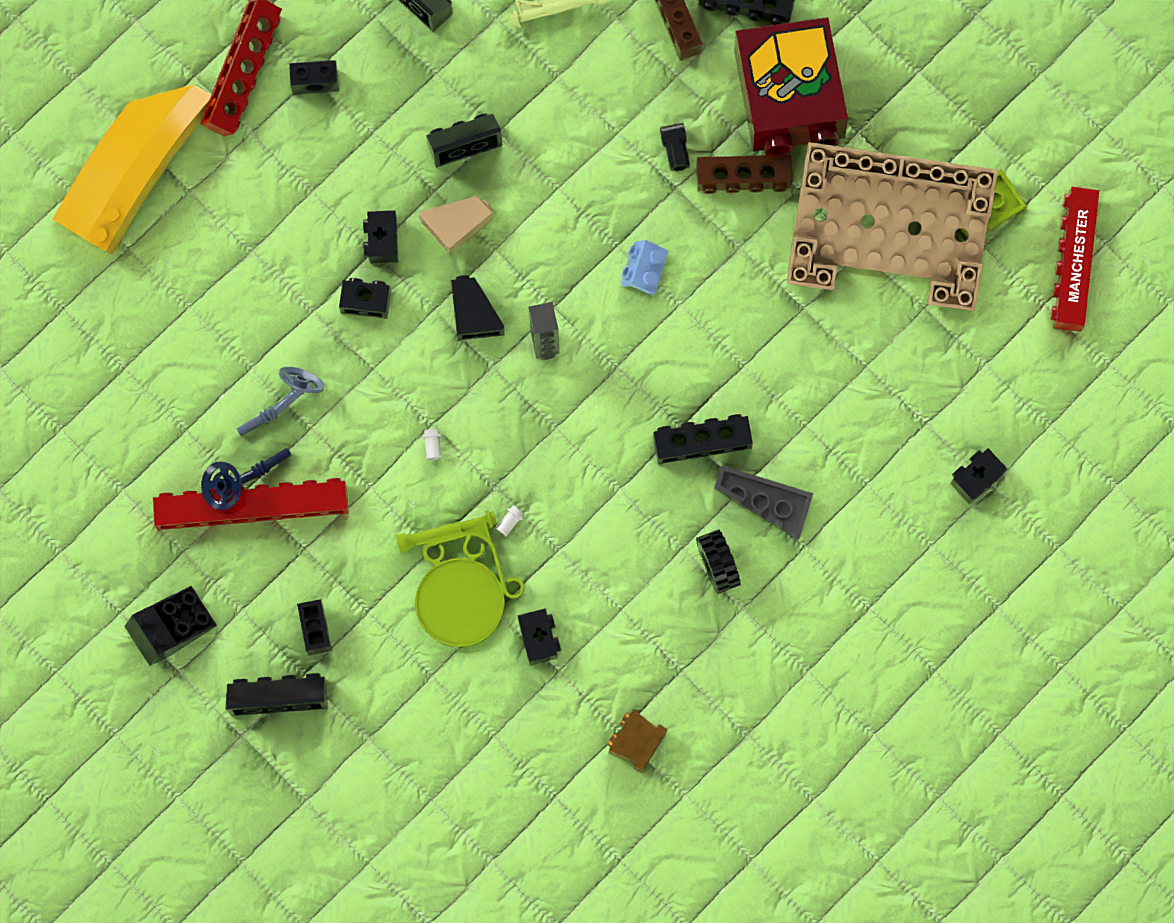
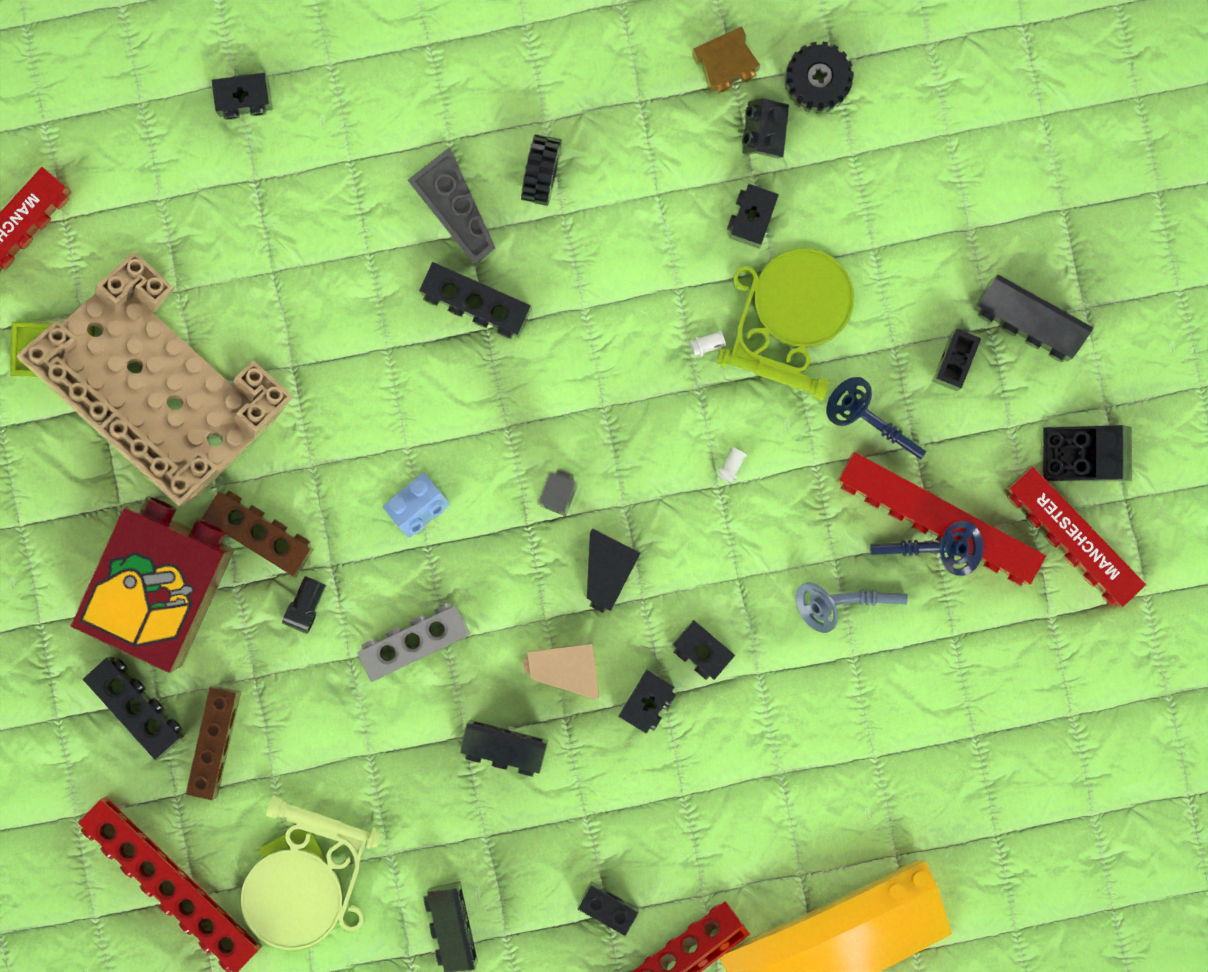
camera: 145 degrees left, 10 degrees up
(140, 556) = (1075, 537): none -> red brick
(364, 546) = (859, 409): none -> dark blue dish
(559, 790) = (810, 92): none -> black bush
(573, 709) = (765, 128): none -> black bracket
(592, 137) = (378, 667): none -> light grey brick

